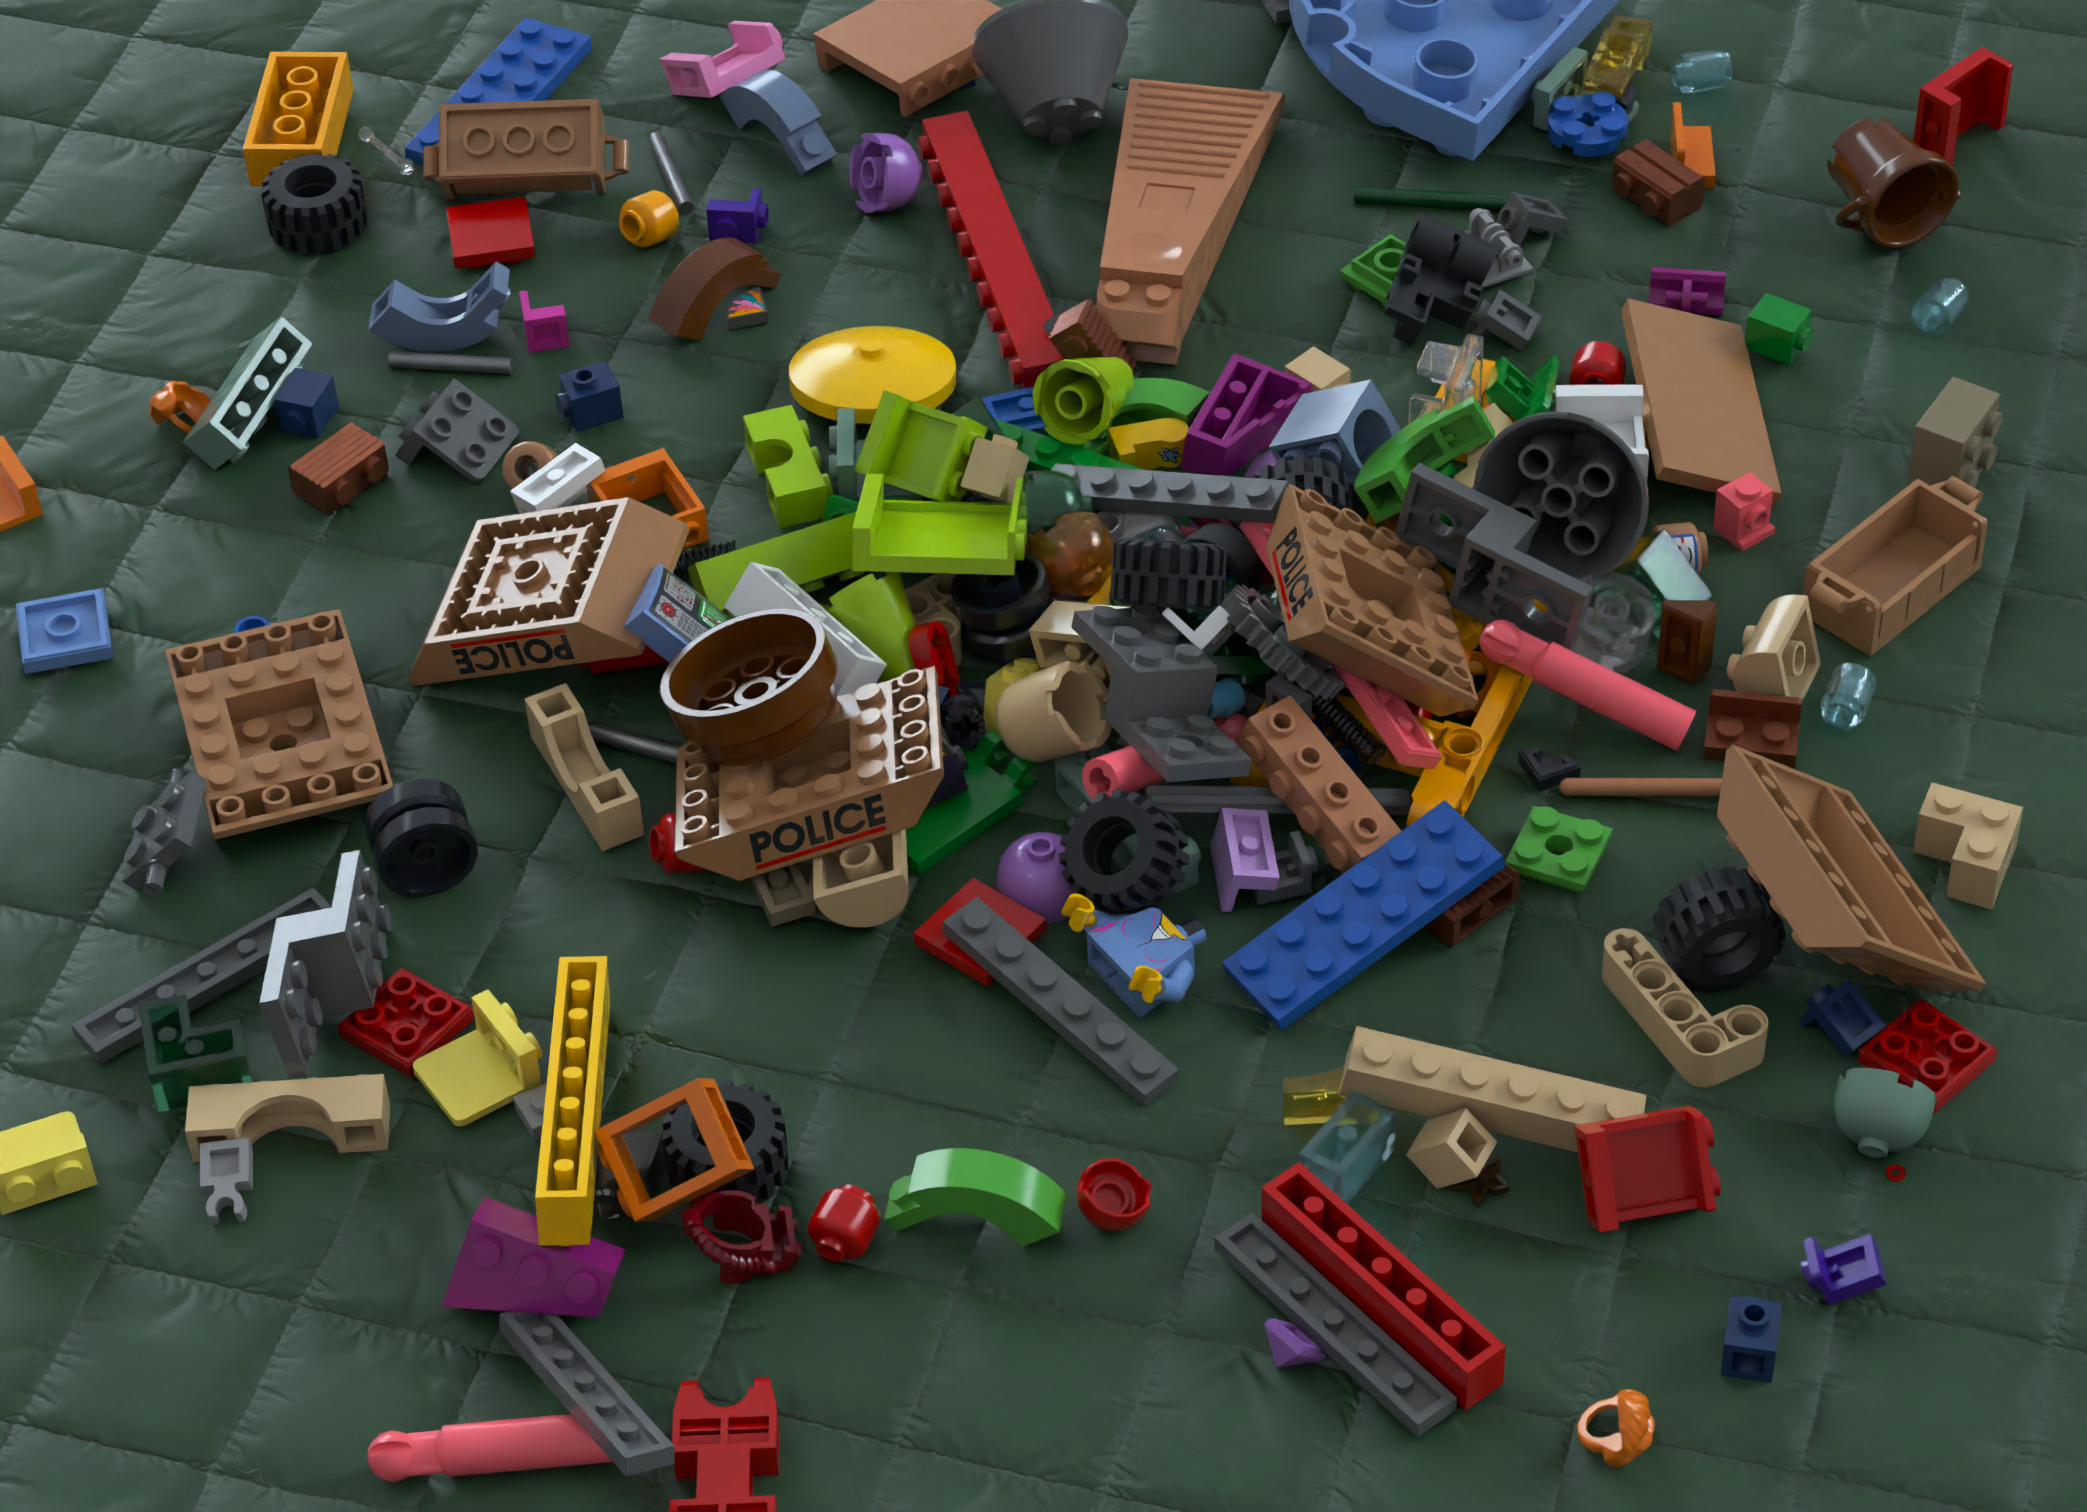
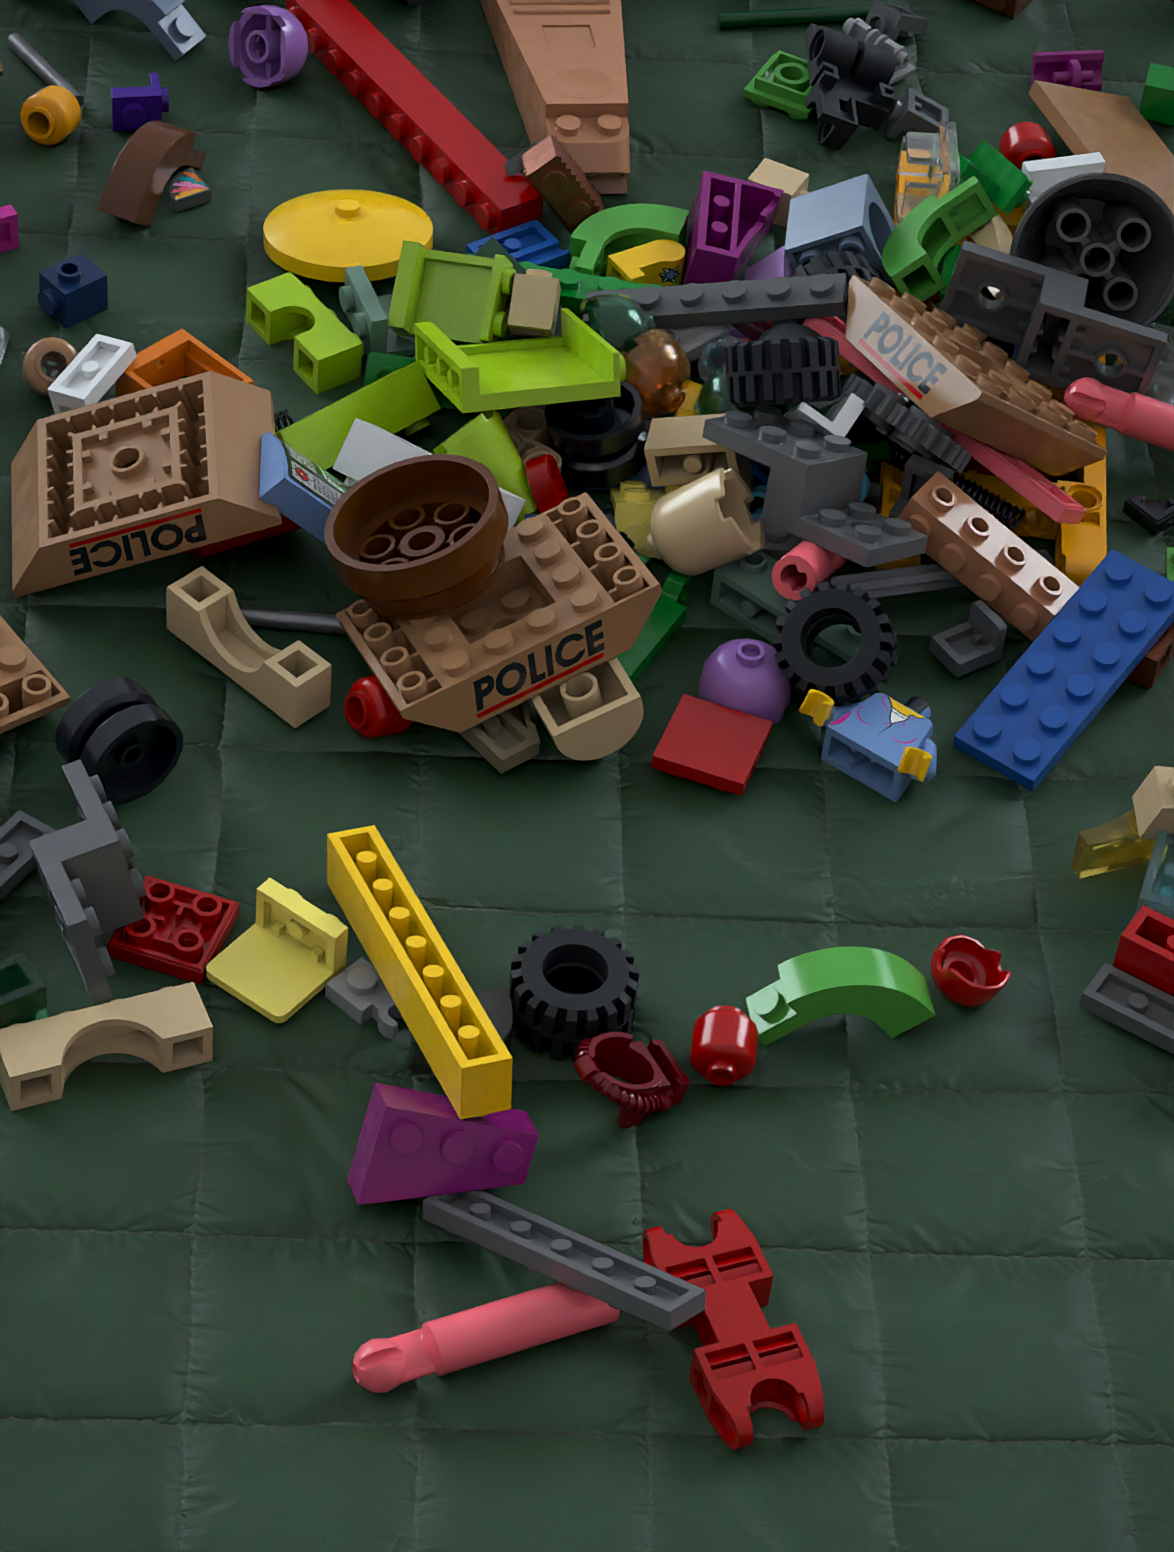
camera: 25 degrees left, 0 degrees up
(224, 1172) = (62, 1113): light grey plate -> none
(716, 1129) = (595, 972): orange window -> none
(1060, 1001) = (824, 796): dark grey plate -> none
(1081, 396) = (590, 228): lime cone -> none
(1242, 854) = (929, 633): lavender panel -> none

